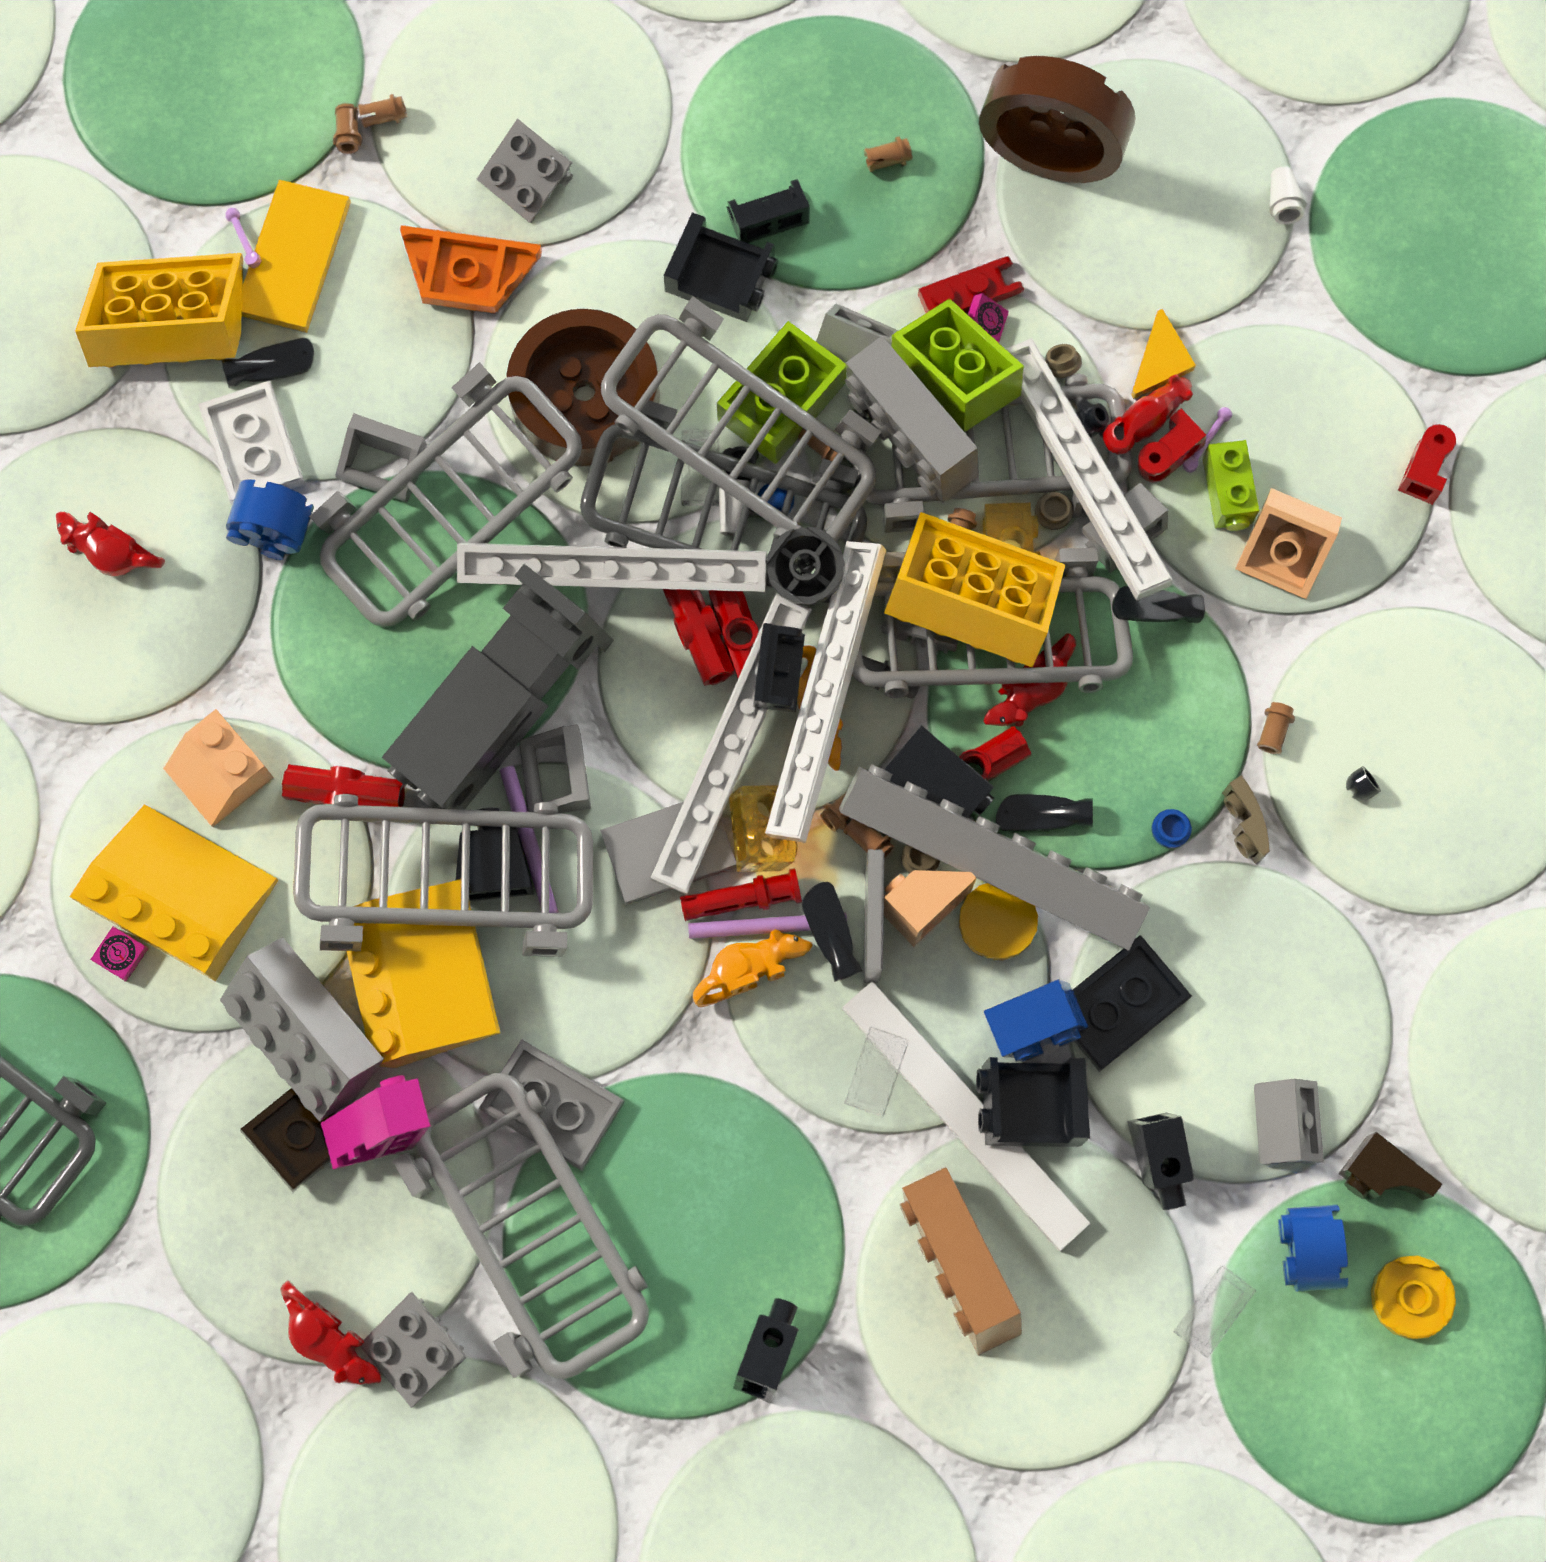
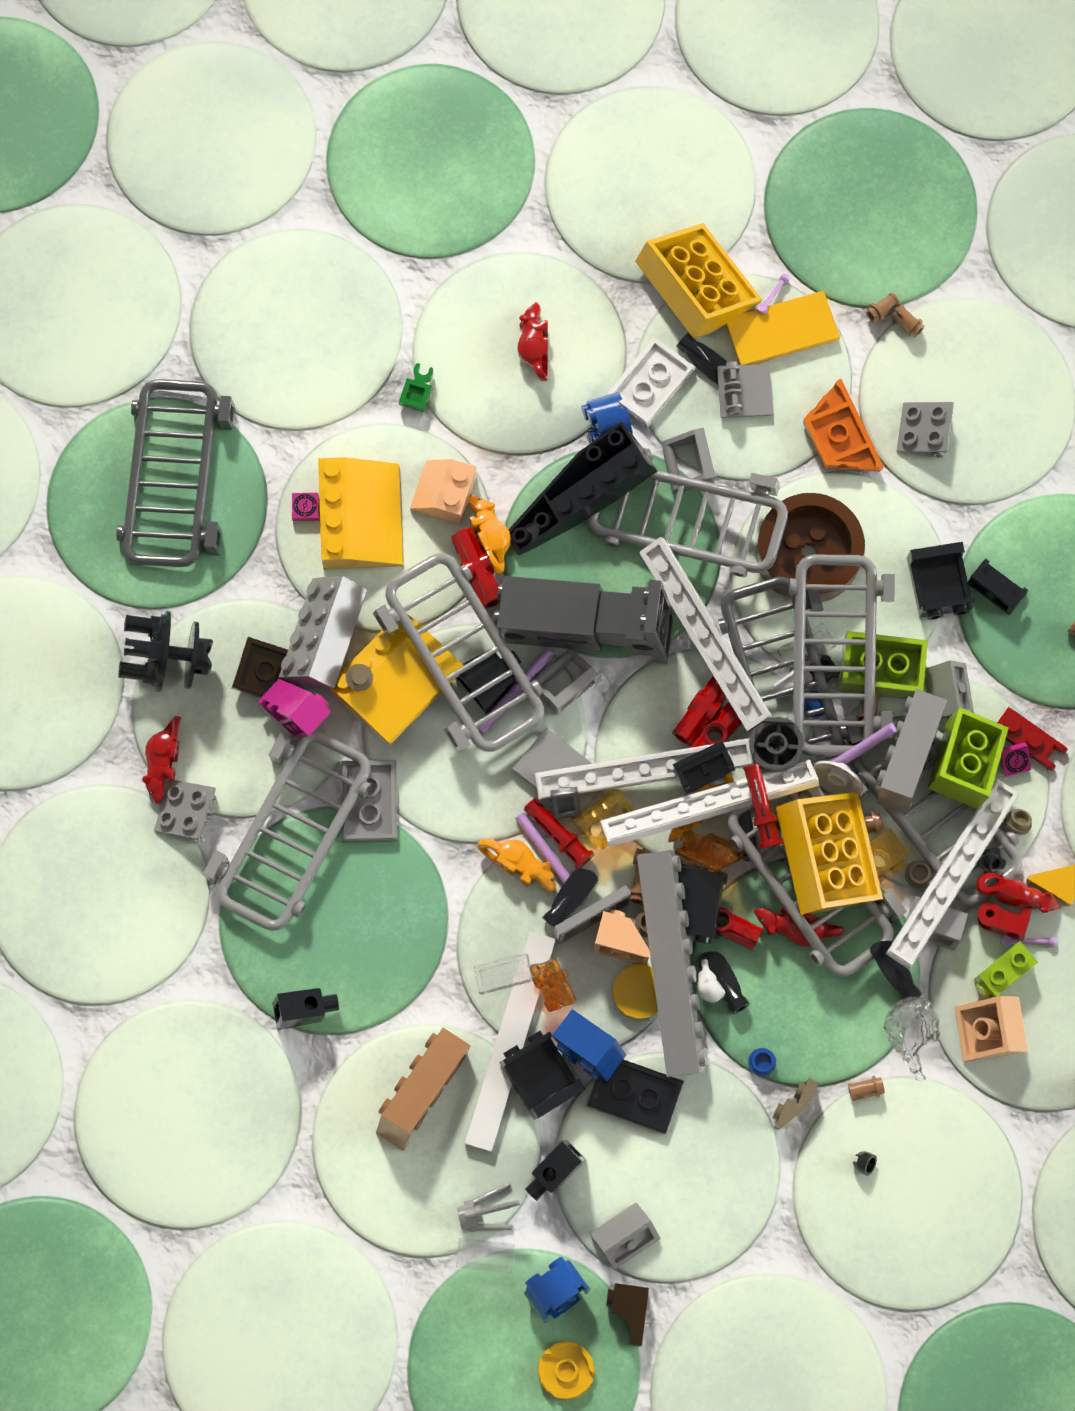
camera: 55 degrees right, 0 degrees up
(67, 724) = (416, 391): none -> green plate
(184, 1254) = (159, 650): none -> black piece
(313, 743) = (493, 534): none -> light orange animal
(331, 599) = (583, 488): none -> black wedge
(338, 342) = (744, 390): none -> light grey hinge
(392, 1017) = (359, 677): none -> dark tan plate
(712, 863) = (565, 802): none -> dark grey tile
(871, 478) = (866, 744): none -> lavender bar
(883, 728) = (708, 851): none -> clear orange hinge
(891, 522) = (837, 778): none -> white dish
(892, 640) = (754, 772): none -> red pin
(930, 1018) = (552, 984): none -> clear orange hips
(1046, 832) = (708, 986): none -> white piece
(1158, 1297) = (471, 1215): none -> light grey plant
(1233, 630) = (909, 1028): none -> clear hair

